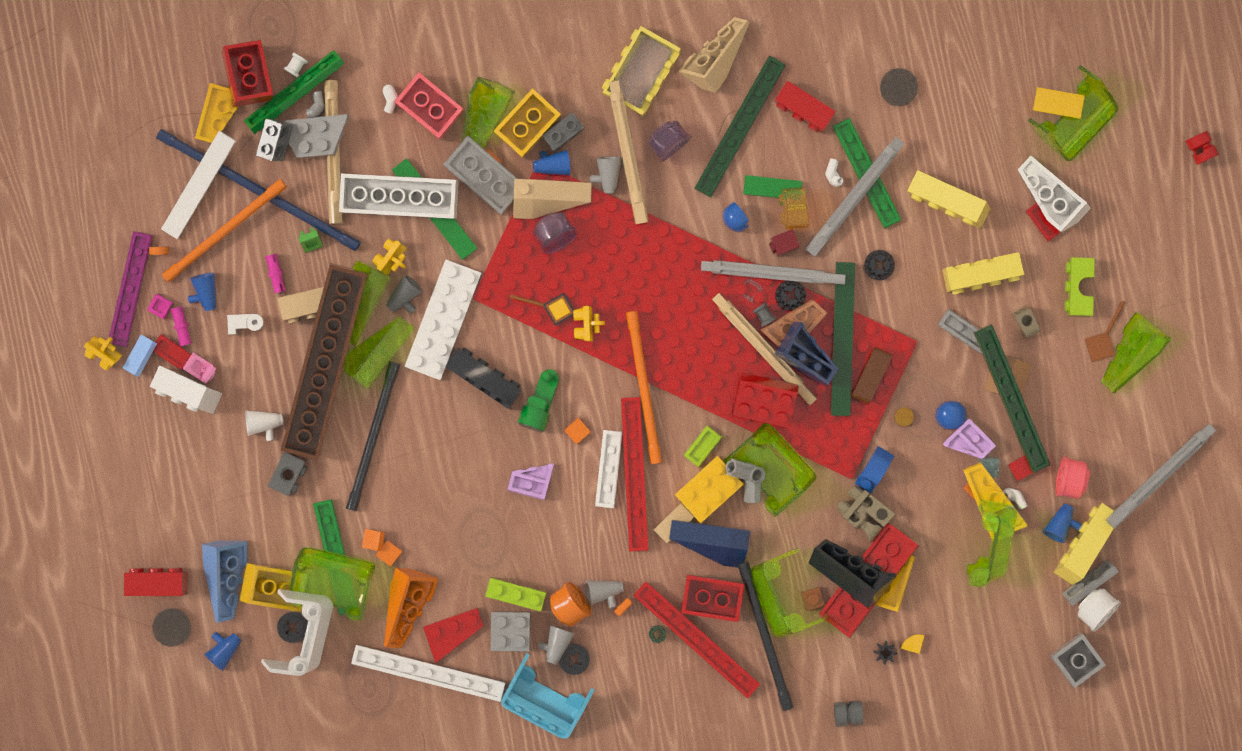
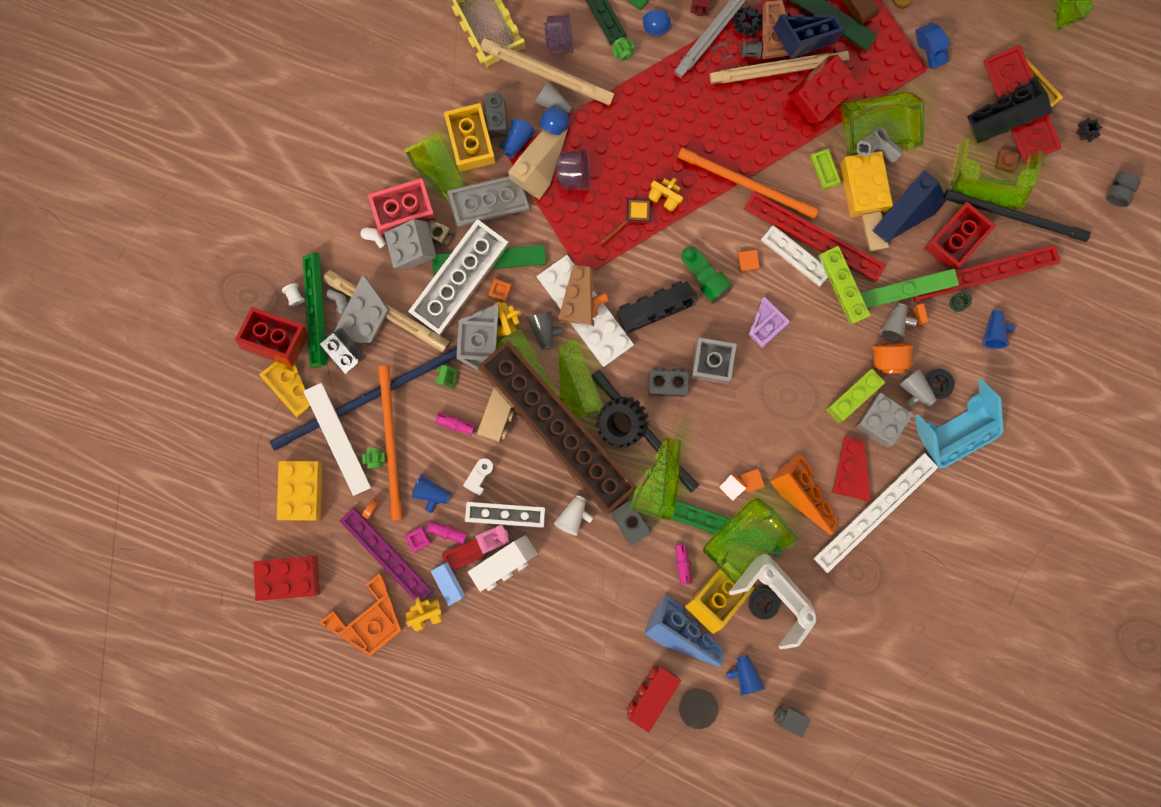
camera: 60 degrees left, 5 degrees down
(58, 220) = (286, 578): none -> red brick
(65, 317) = (371, 628): none -> orange wing
(135, 182) = (299, 491): none -> yellow brick
(202, 225) = (374, 458): none -> bright green gear
(210, 707) = (791, 720): none -> dark grey brick
(226, 366) = (505, 514): none -> white brick
(281, 539) = (683, 564): none -> dark pink pin
(327, 480) = (659, 490): none -> clear neon green wedge
(352, 413) = (608, 426): none -> black tyre
(358, 245) = (477, 336): none -> light grey wing
(400, 136) = (410, 244): none -> light grey brick
(414, 236) = (500, 290): none -> orange tile
(421, 432) = (668, 388): none -> dark grey brick
(427, 151) = (440, 233): none -> dark tan leg
(442, 309) = (577, 302): none -> medium nougat wing
(451, 323) = (598, 300): none -> orange arm
(467, 456) = (713, 361): none -> light grey brick
(589, 187) = (555, 120): none -> blue hair
(604, 525) = (844, 285): none -> lime brick
(633, 577) = (910, 288): none -> bright green piece
(652, 679) = (996, 331): none -> blue piece
(694, 203) = (623, 48): none -> bright green gear
(865, 506) = (958, 72): dark tan hips -> none
(913, 643) = (1093, 104): yellow tile -> none

